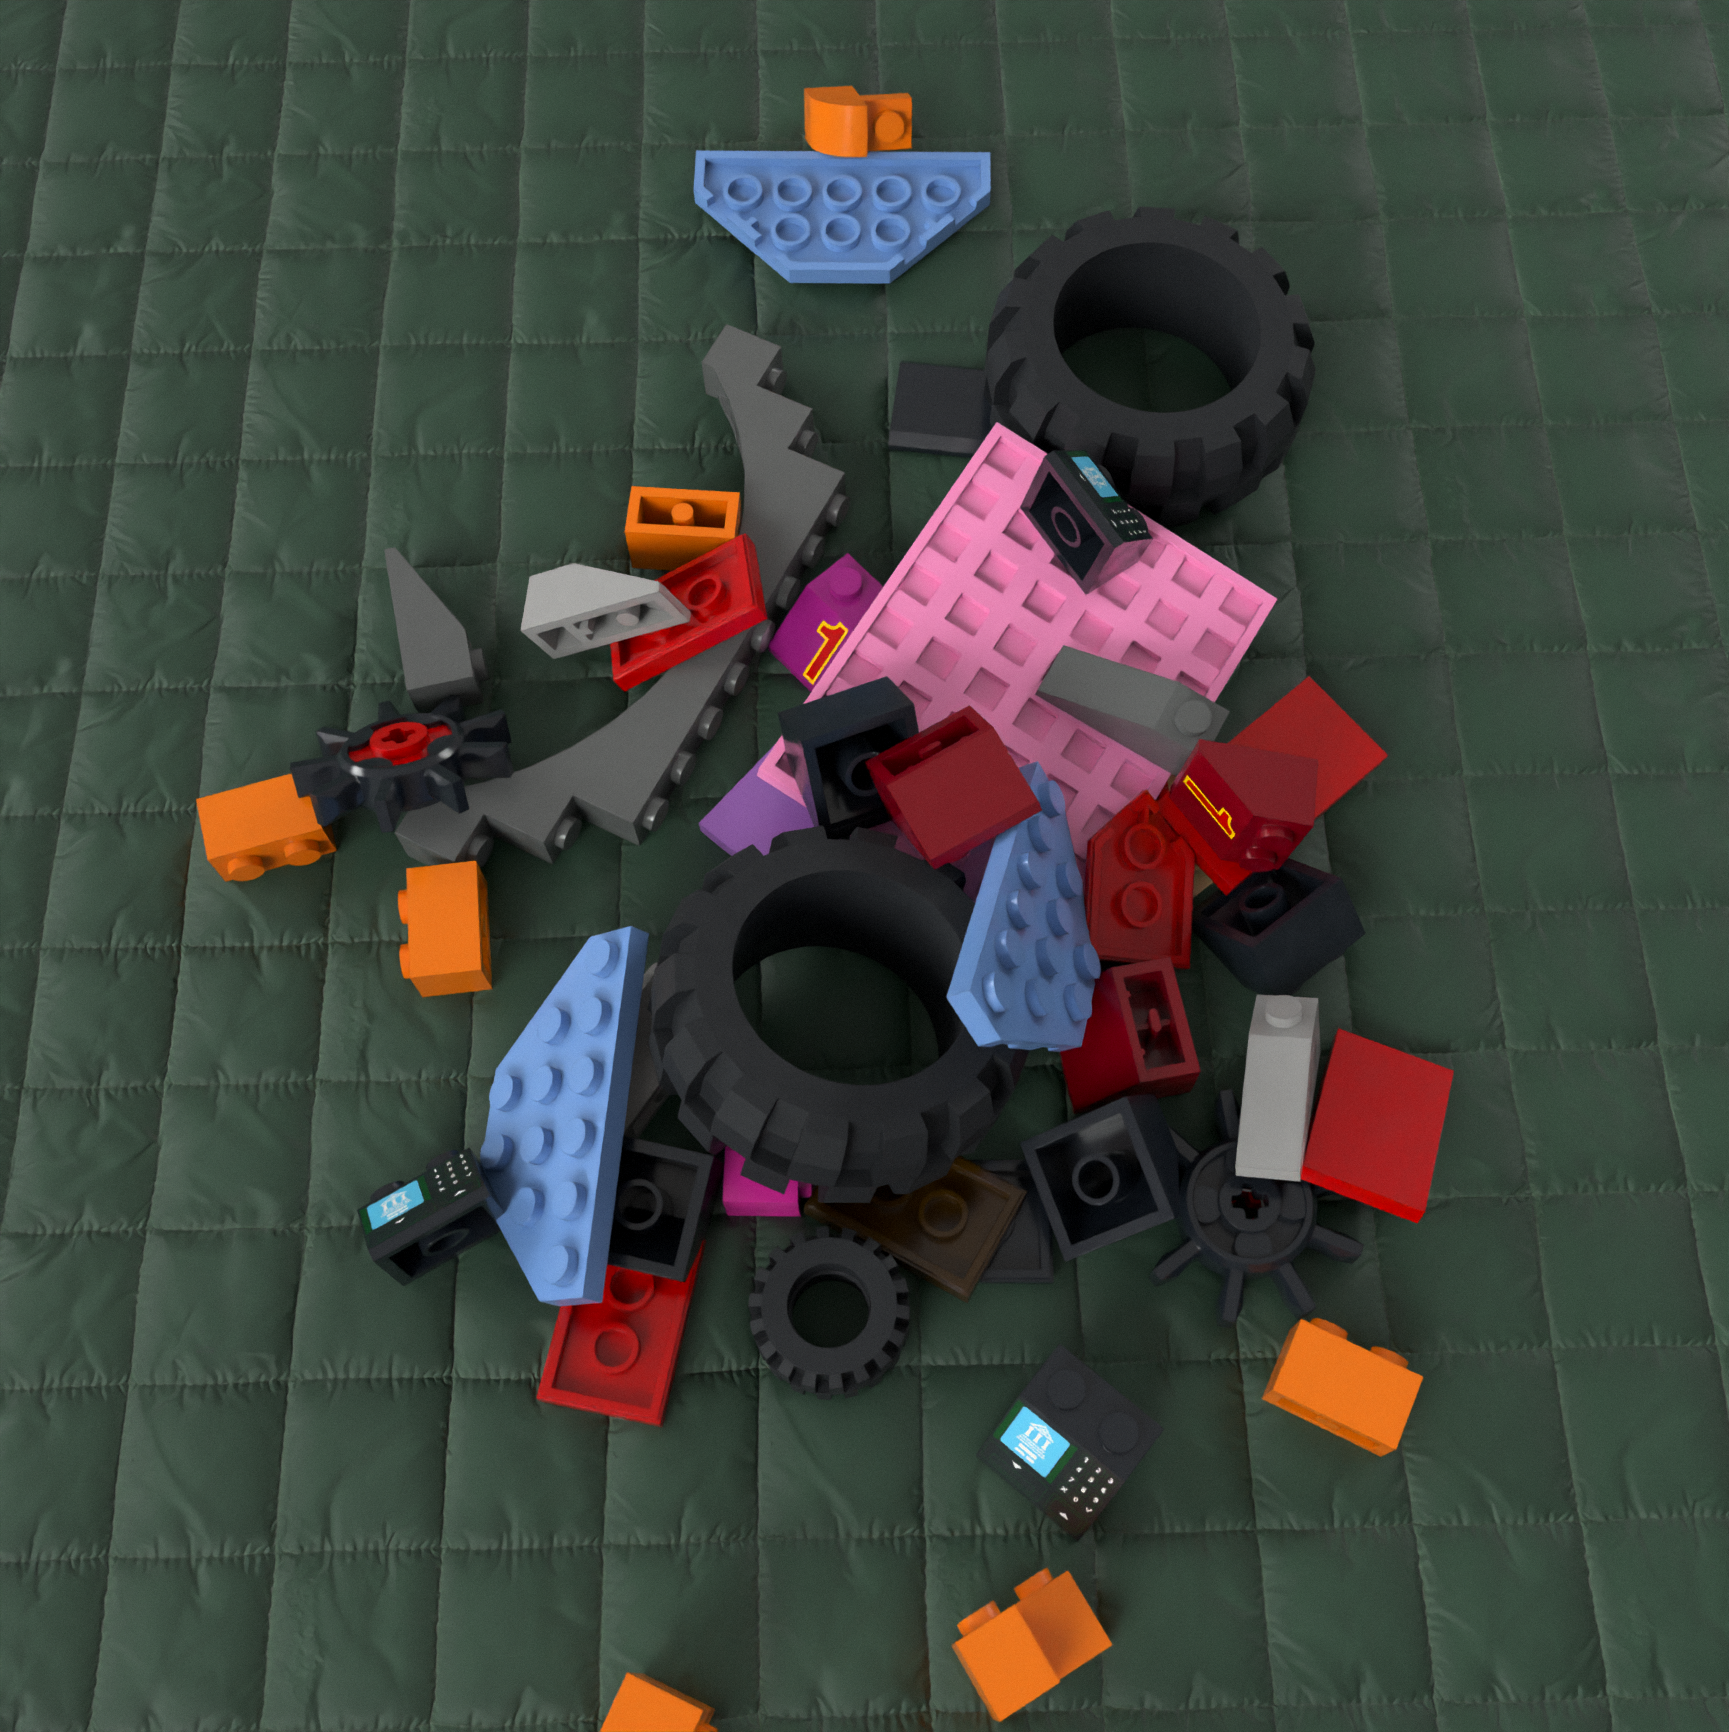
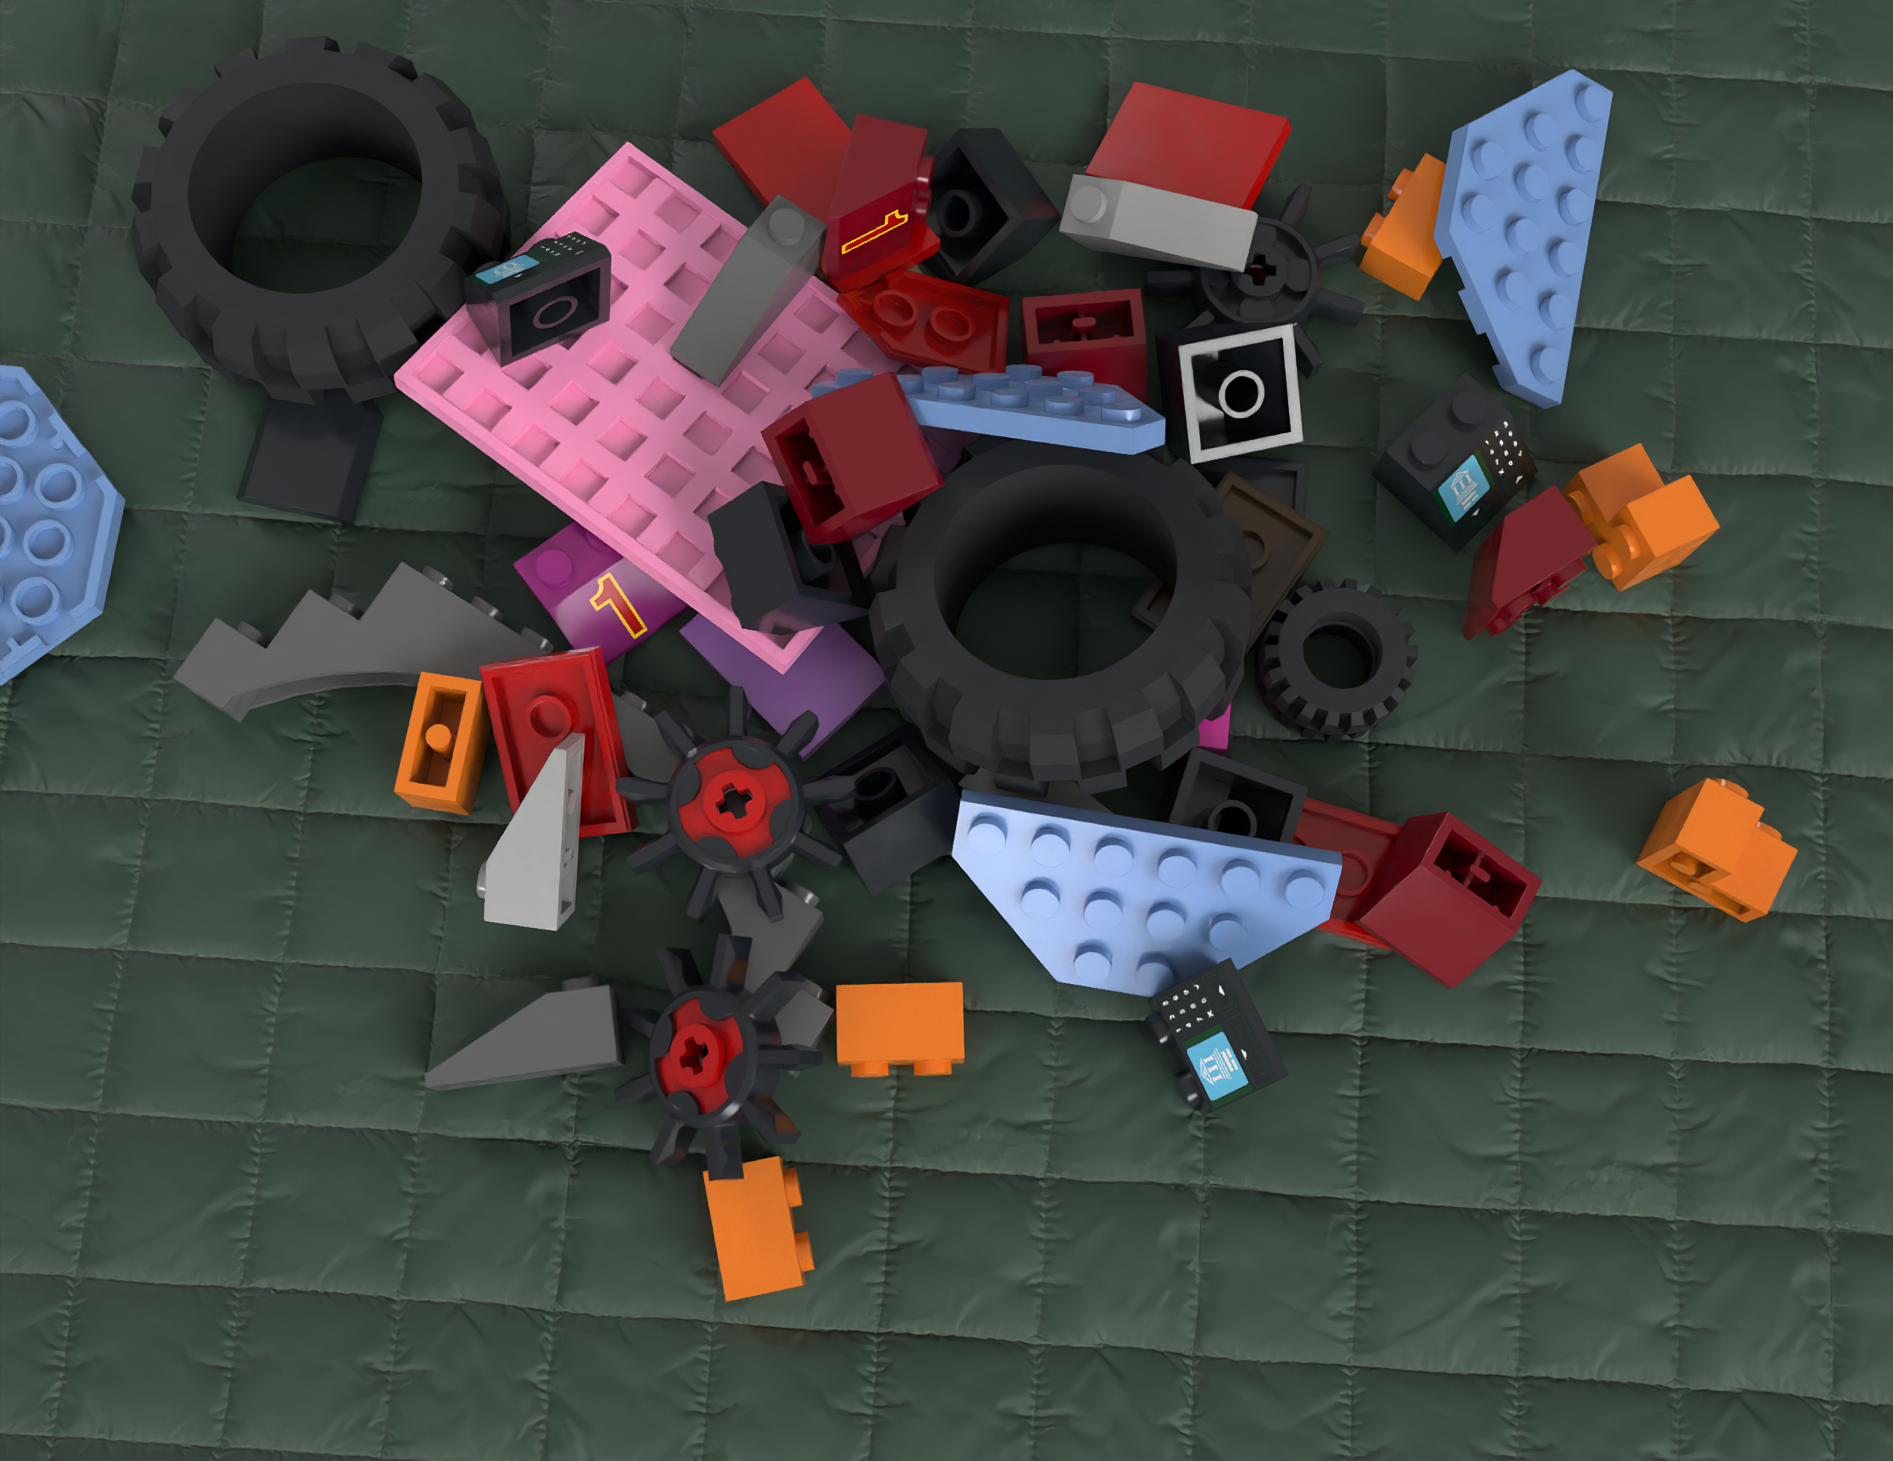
camera: 90 degrees left, 10 degrees up
(578, 1439) = (1446, 897): none -> dark red slope
(636, 781) = (698, 807): none -> black gear
(636, 884) = (899, 815): none -> black slope
(954, 1505) = (1526, 563): none -> dark red slope
(1367, 1497) = (1520, 225): none -> medium blue plate

